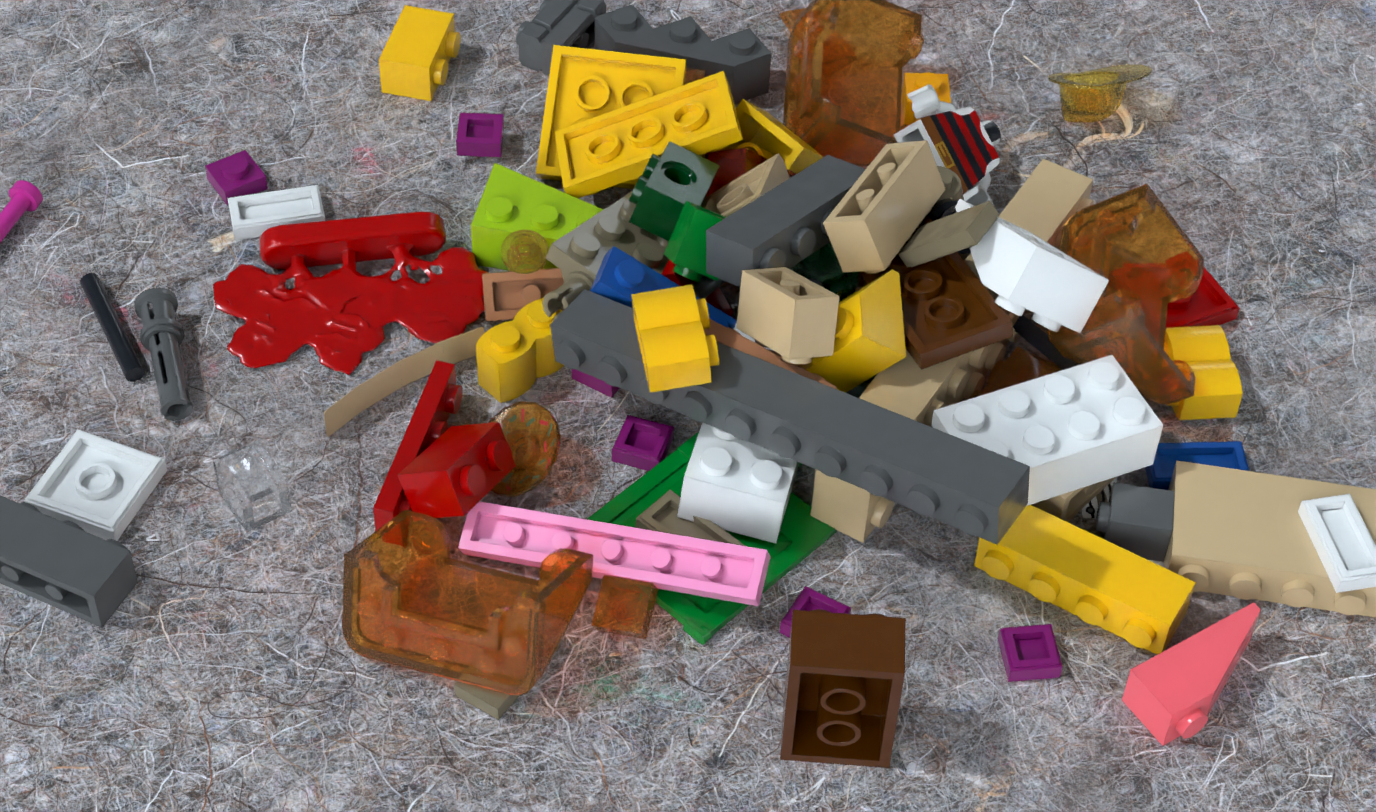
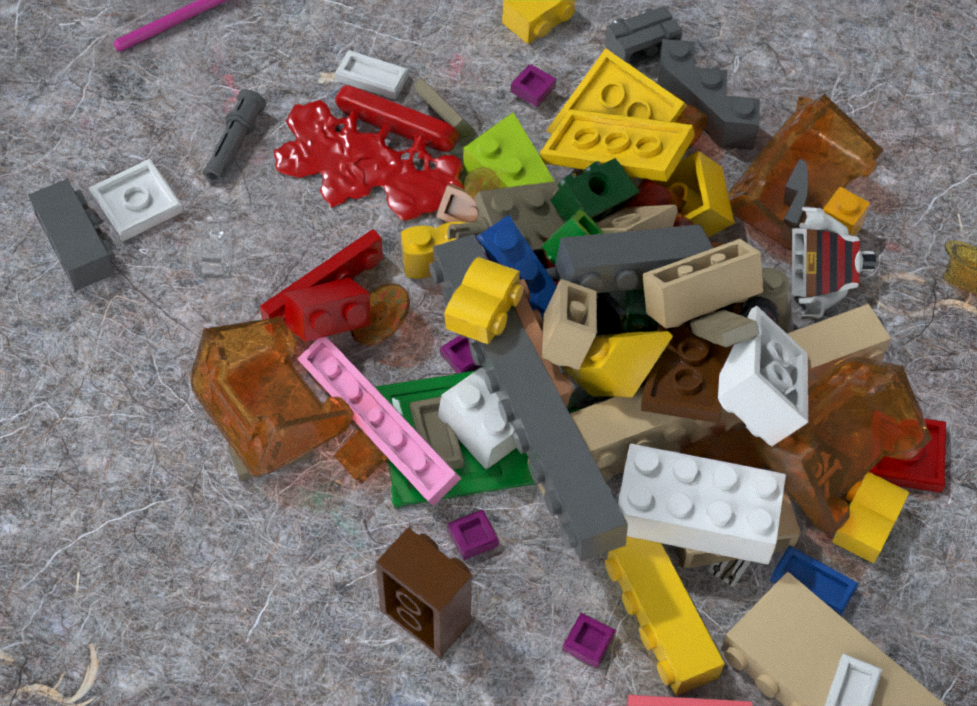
camera: 35 degrees right, 10 degrees up
(112, 327) = (220, 101): black bar -> none
(236, 176) = (366, 37): magenta plate -> none
(391, 200) = (443, 108): none -> dark tan tile
(399, 375) = (348, 225): tan sticker -> none
(865, 101) = (796, 195): none -> dark grey slope
(1138, 519) = (730, 594): dark grey brick -> none

